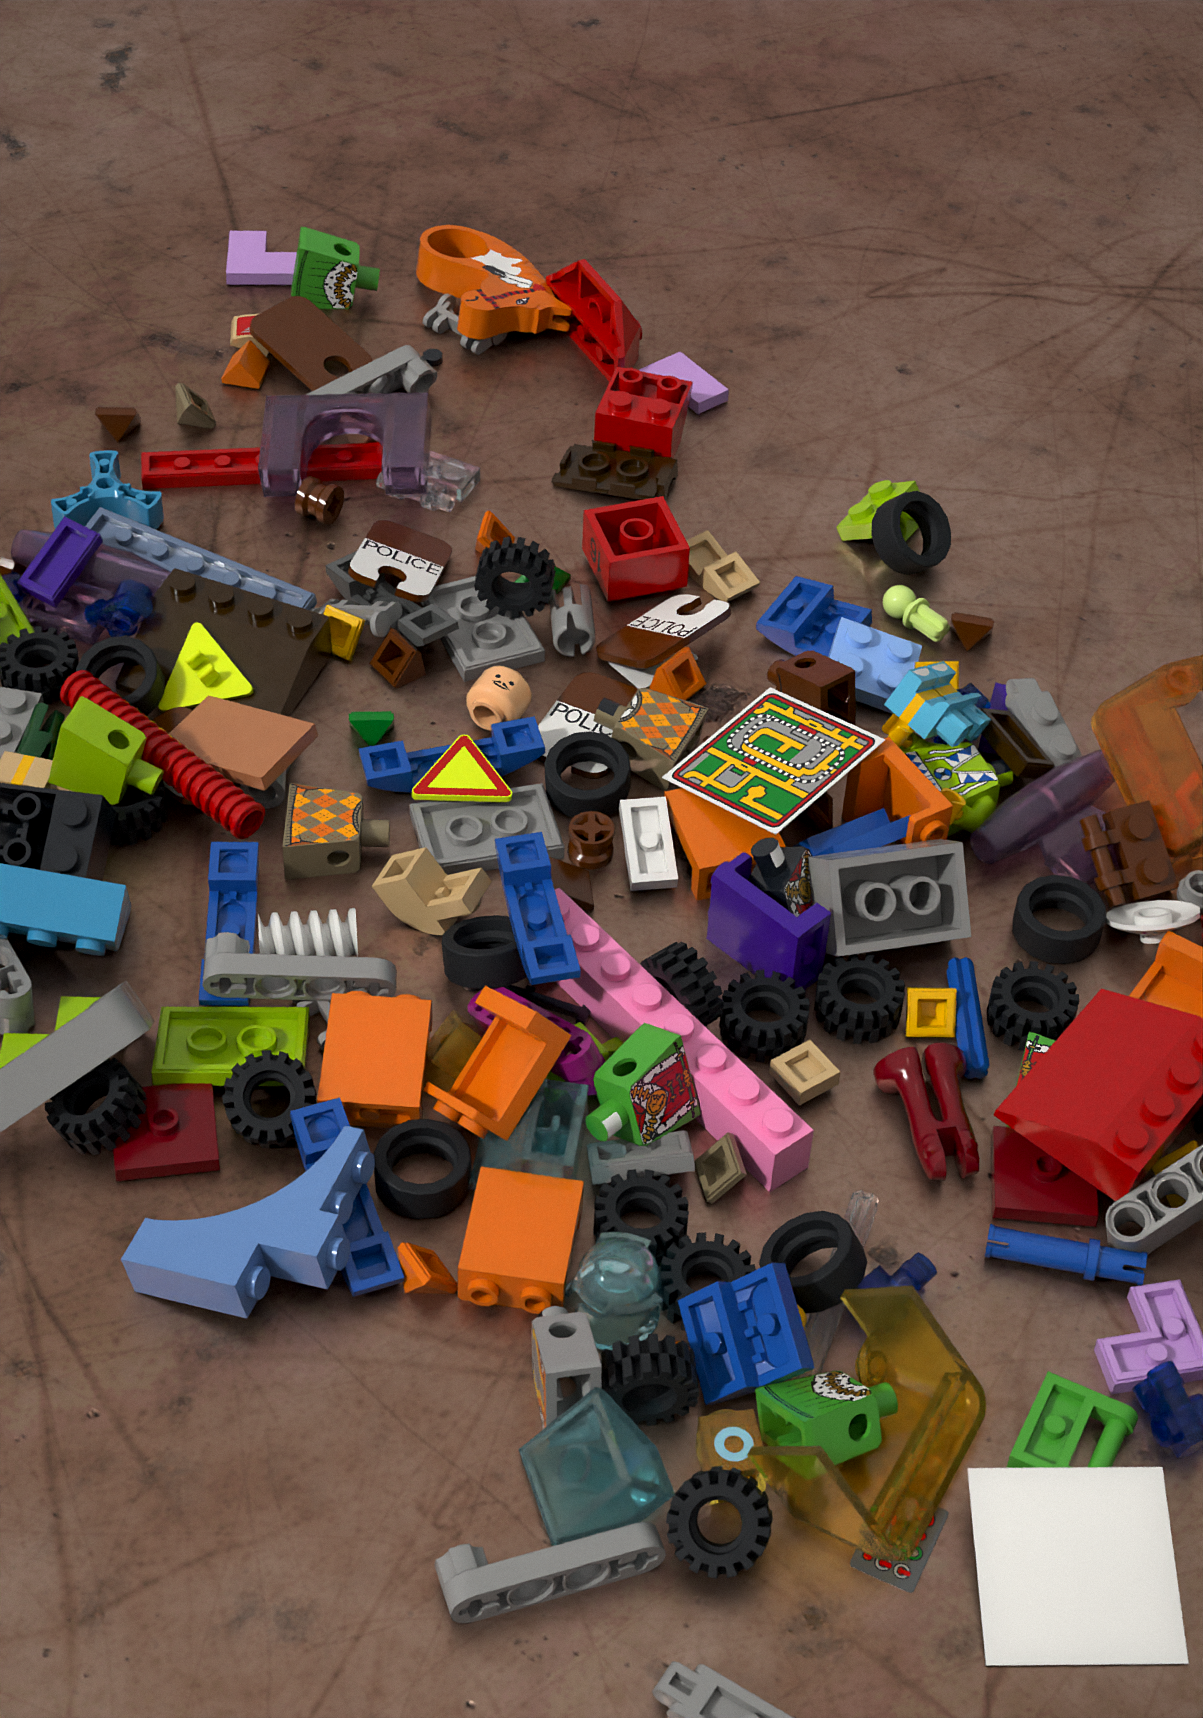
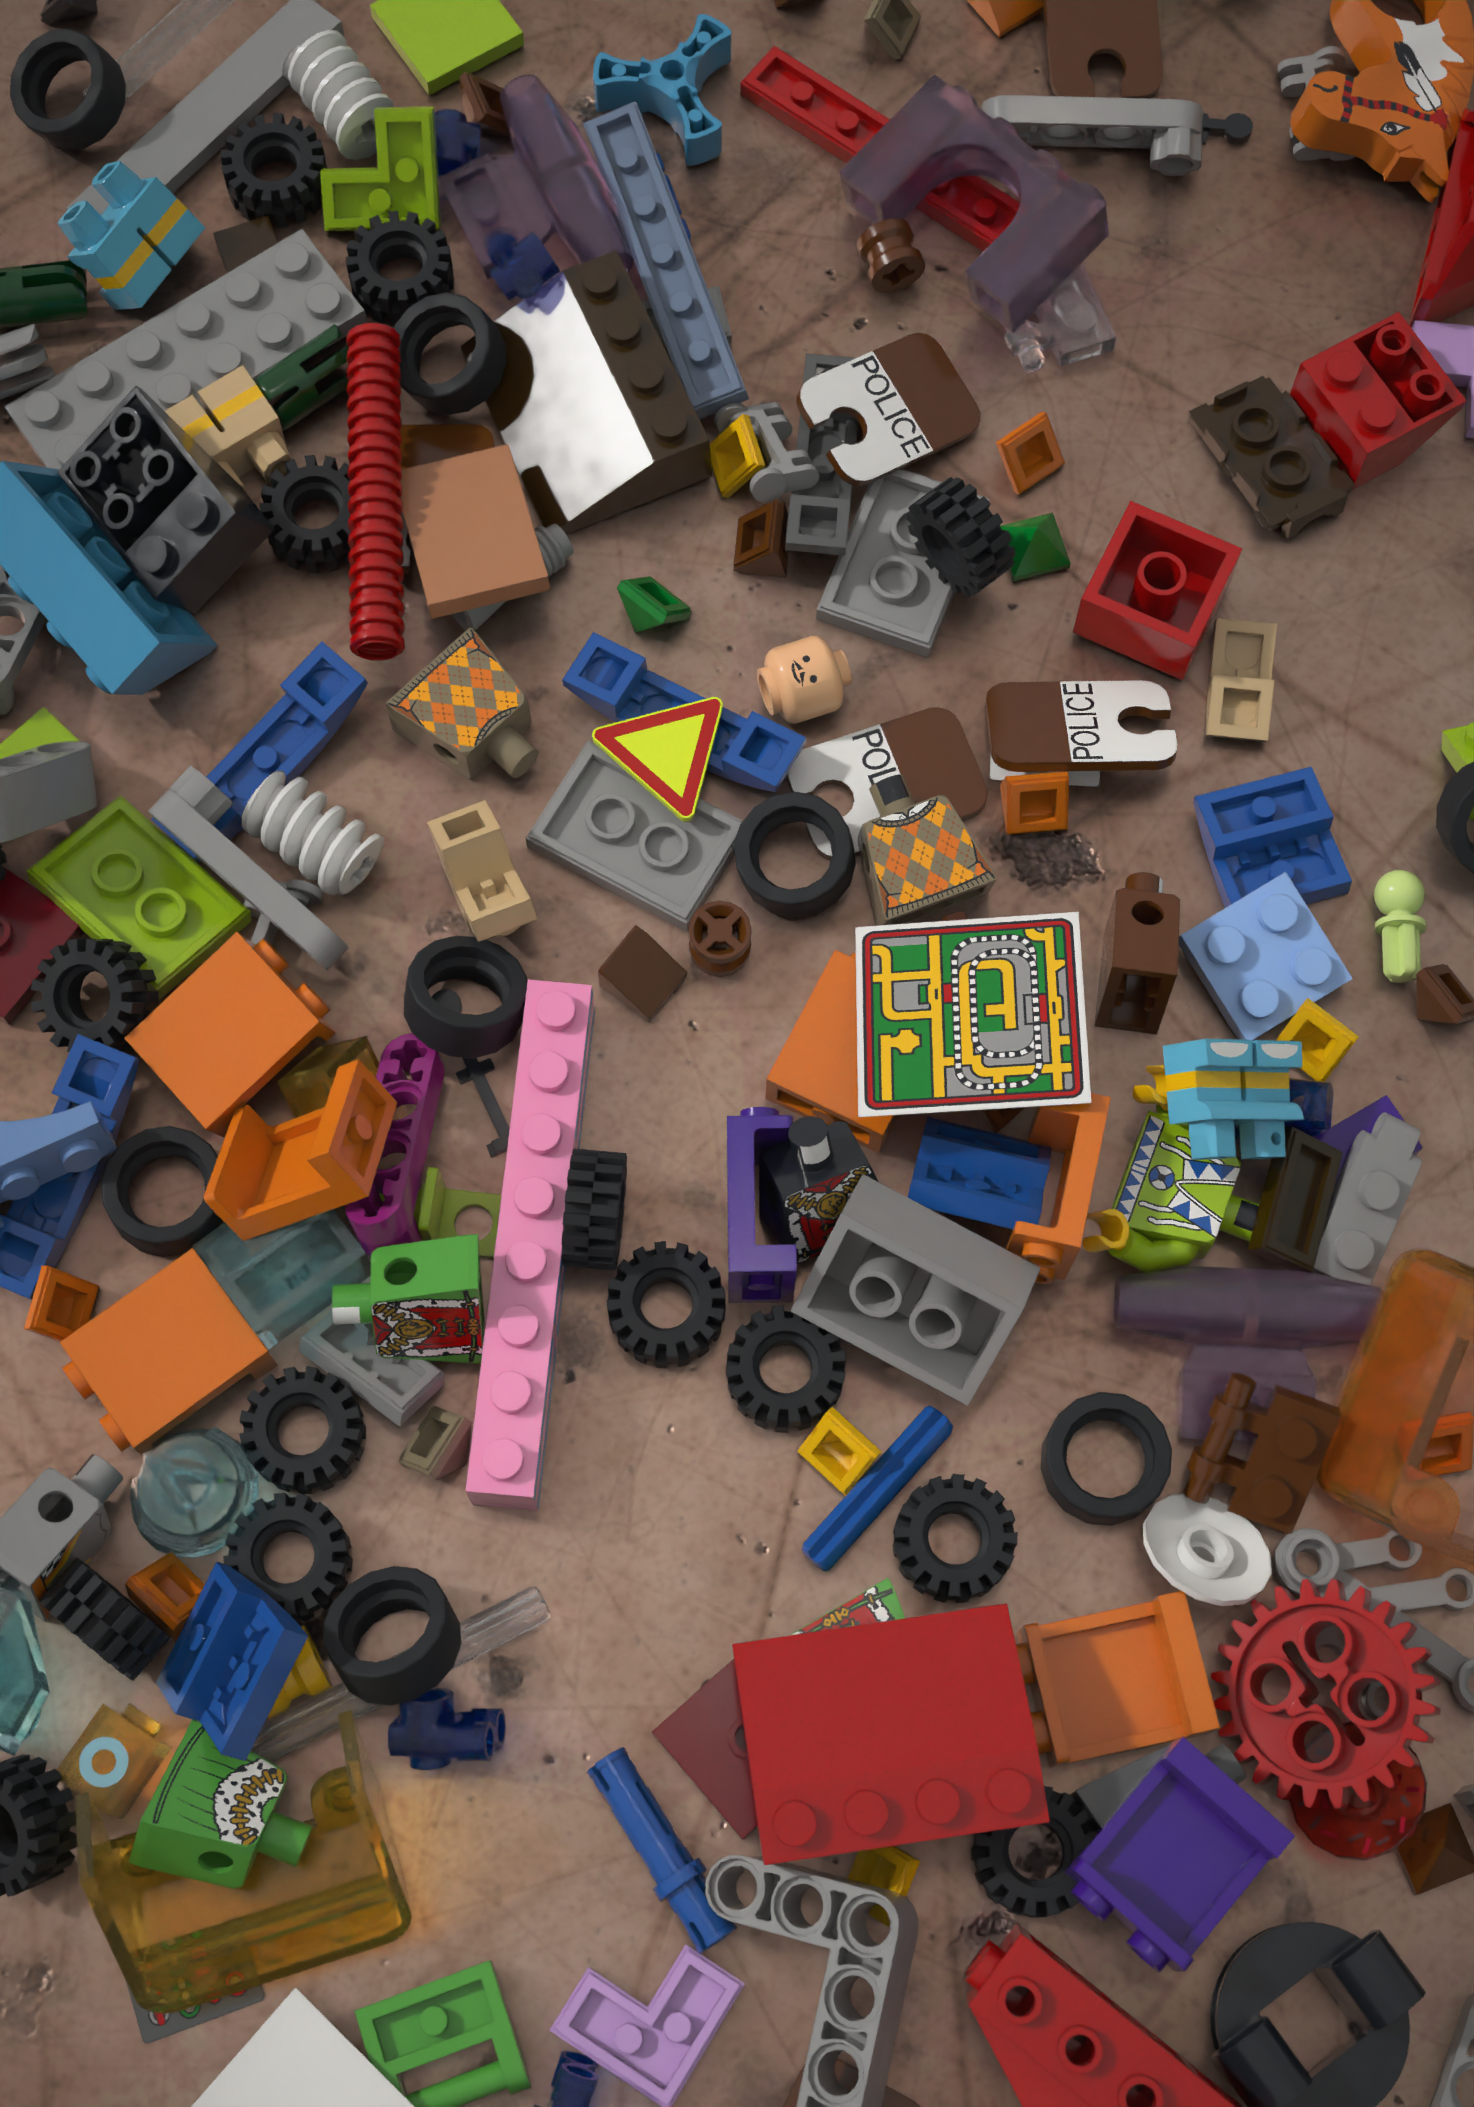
camera: 45 degrees right, 25 degrees up
(59, 562) = (516, 151): dark purple tile -> none
(101, 755) = (290, 440): lime torso -> none
(201, 672) = (536, 408): neon yellow piece -> none
(534, 909) = (508, 1013): blue slope -> none
(572, 622) = (998, 630): light grey arm -> none
(648, 843) = (764, 995): white plate -> none
(804, 1072) = (634, 1406): tan plate -> none
(933, 1139) = (675, 1590): dark red piece -> none

